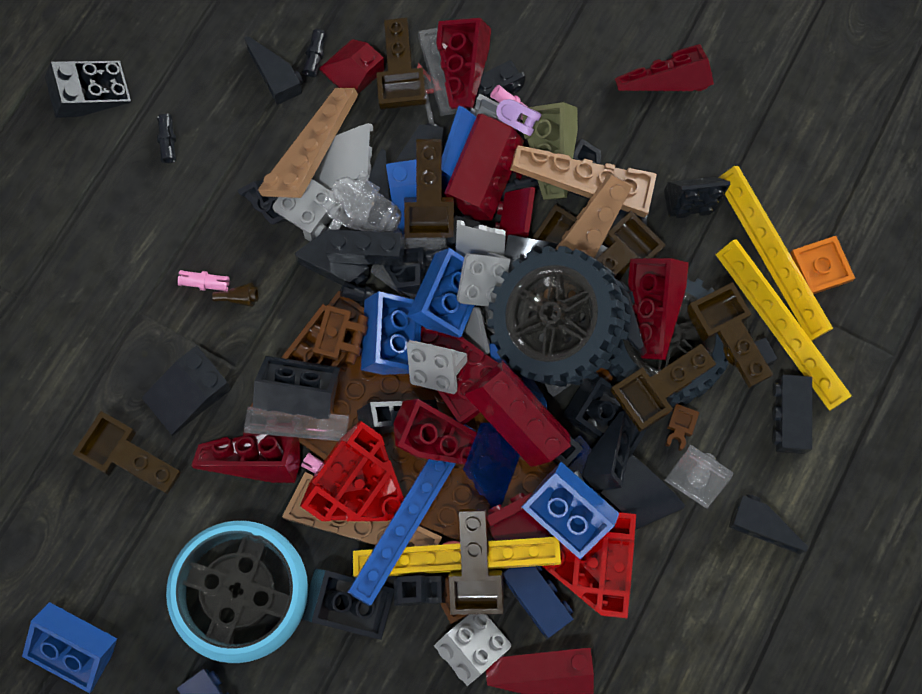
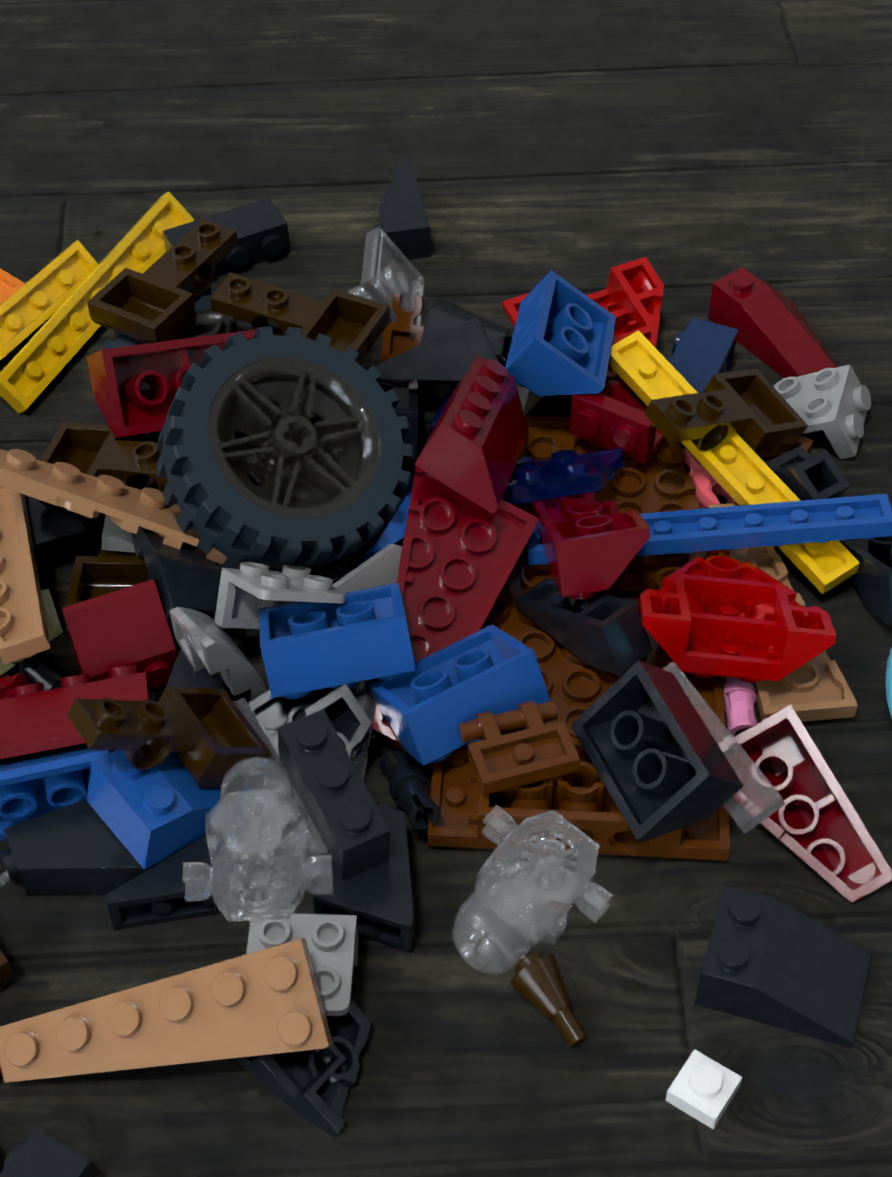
camera: 115 degrees left, 25 degrees down
(163, 328) = (703, 1089): none -> white plate
(203, 280) = (564, 1075): bright pink pin -> none
(280, 318) = (529, 901): none -> clear helmet
(346, 157) = (148, 947): light grey slope -> none
(434, 366) = (470, 585): light grey bracket -> none
(658, 461) = (405, 332): none -> reddish brown plate

